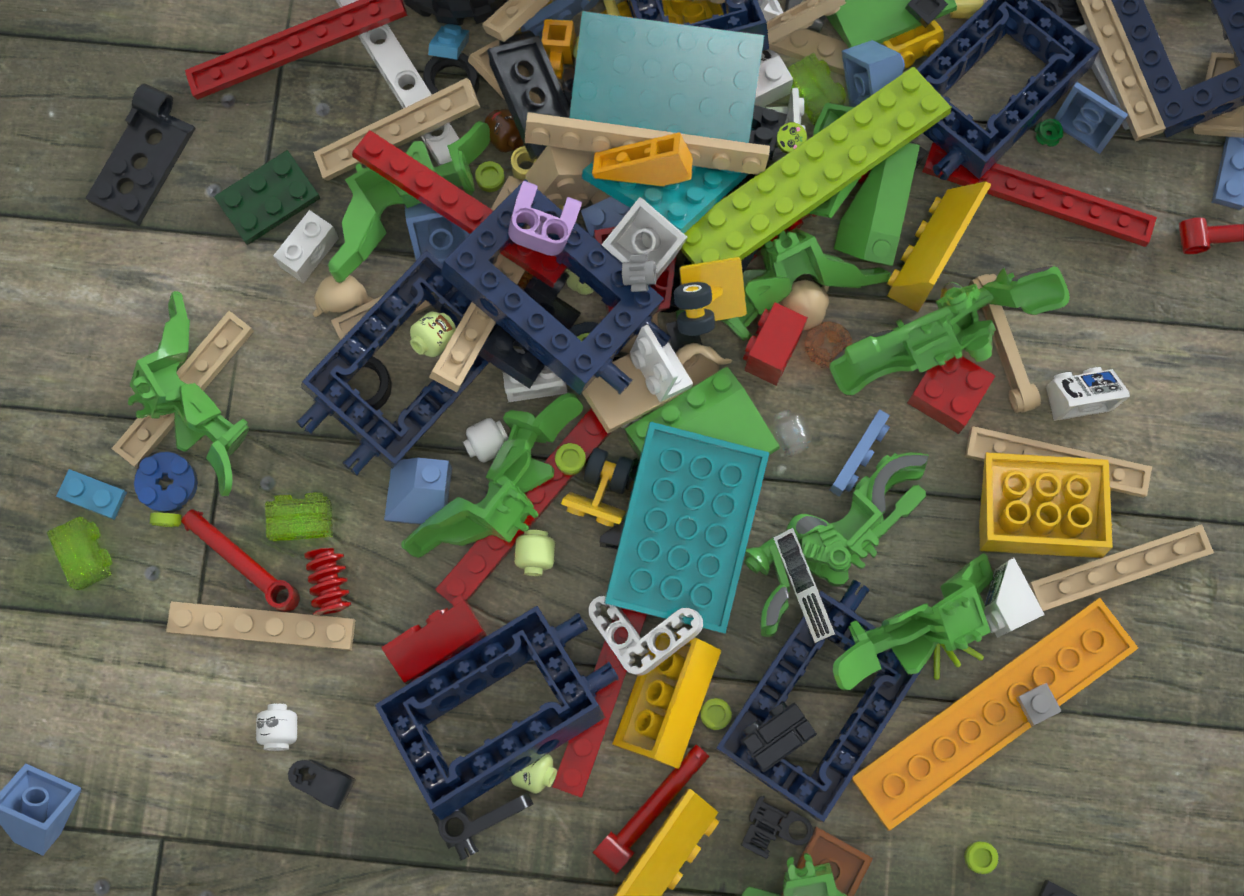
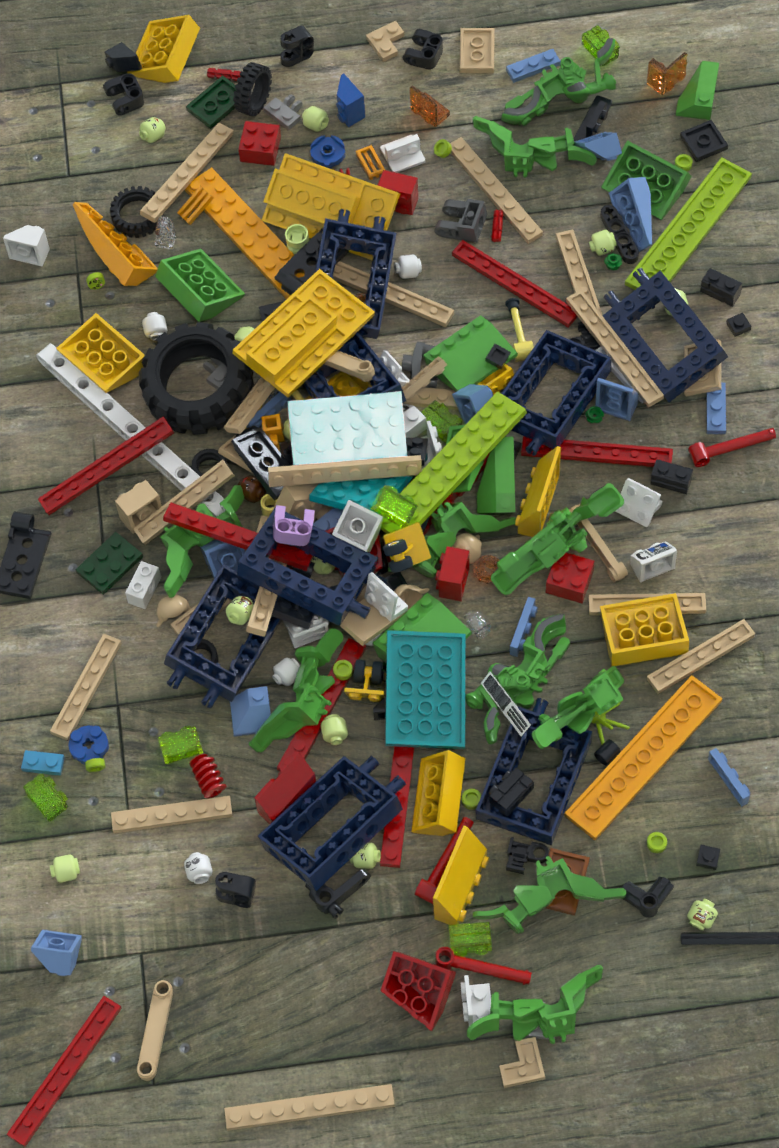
camera: 10 degrees left, 15 degrees down
(80, 676) = (65, 868): none -> yellowish green head
(194, 412) = (97, 695): bright green piece -> none
(241, 561) = (151, 779): red piece -> none
(326, 116) = (137, 505): none -> tan brick
(449, 42) = (203, 443): dark azure plate -> none
(490, 176) = (248, 519): lime tile -> none
(635, 643) = (412, 765): white beam -> none
(639, 273) = (359, 543): light grey gear -> none
(648, 162) = (350, 479): light orange slope -> none
(708, 224) = (394, 506): none -> clear neon green brick
(790, 137) = (432, 448): lime tile -> none
(940, 691) = (607, 752): none -> black beam
(1010, 600) = (638, 689): white slope -> none
(1038, 704) = (668, 743): light grey plate -> none
(1089, 294) = (639, 502): none -> white bracket
(1119, 780) = (729, 776): none -> medium blue plate
(1144, 262) = (671, 476): none -> black brick

